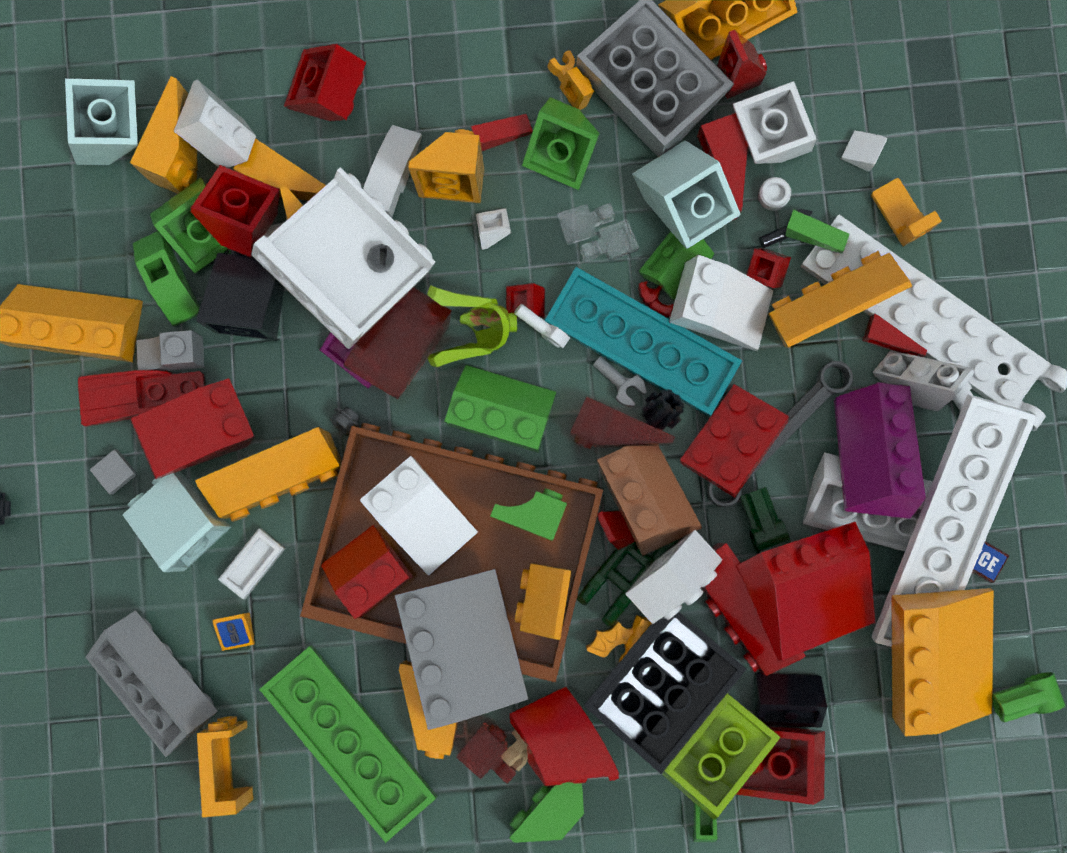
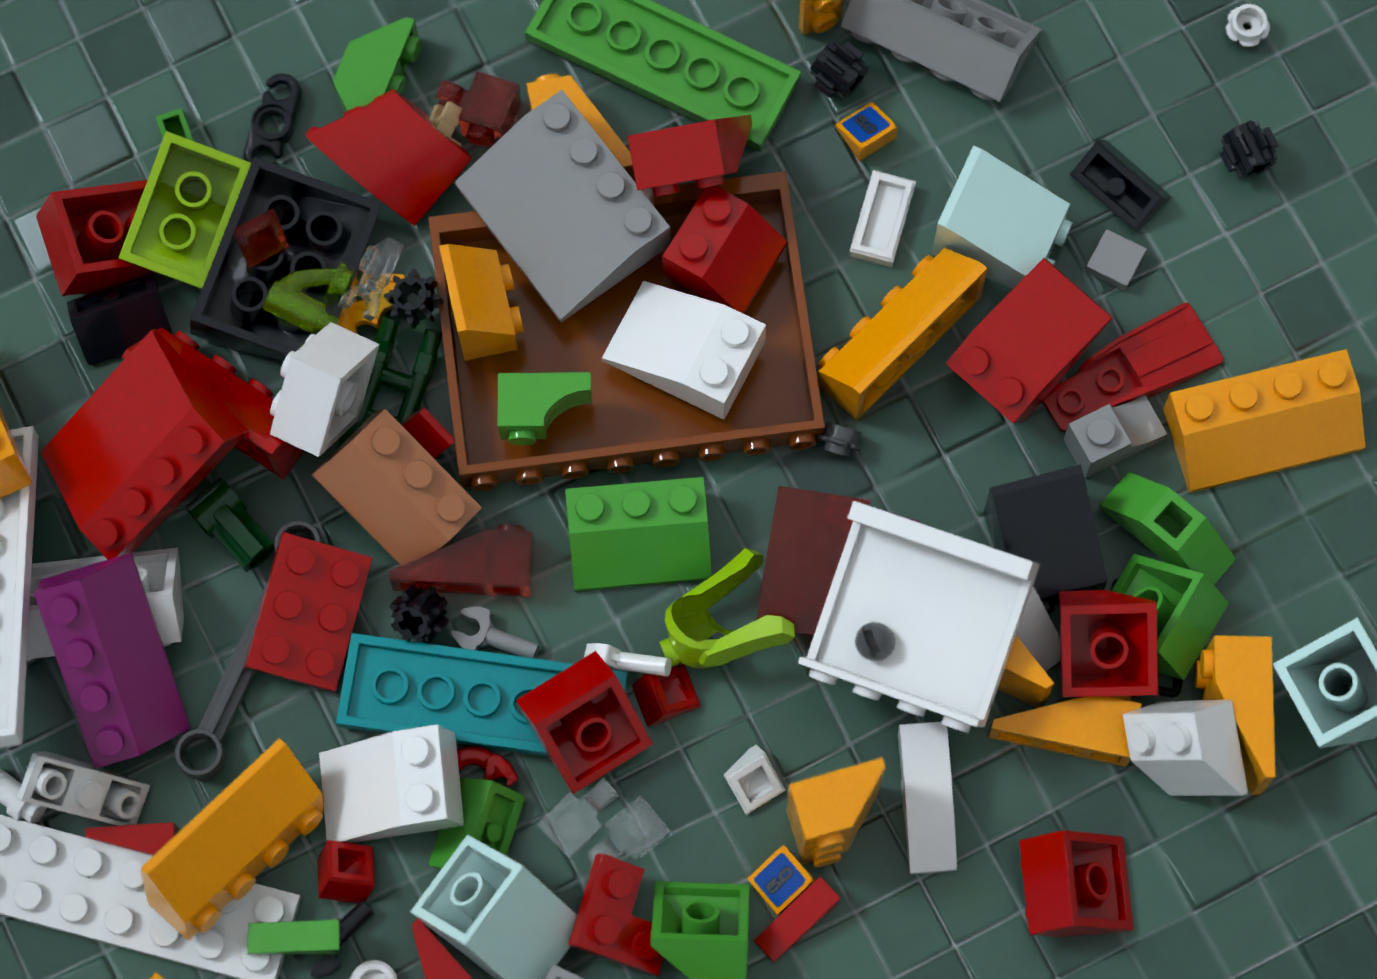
camera: 155 degrees right, 10 degrees down
(86, 523) = (1120, 184): none -> black slope
(232, 680) = (839, 69): none -> black gear
(358, 647) = (688, 153): none -> red slope
(501, 158) = (780, 880): none -> slope
(586, 293) = (584, 722): none -> red slope
(596, 629) = (421, 288): none -> black gear
(603, 657) = (378, 268): none -> clear plate
(618, 169) = (605, 917): none -> red plate
(621, 811) = (285, 108): none -> black piece
(668, 644) = (300, 309): none -> clear neon green plant
(678, 708) = (261, 238): none -> clear red slope

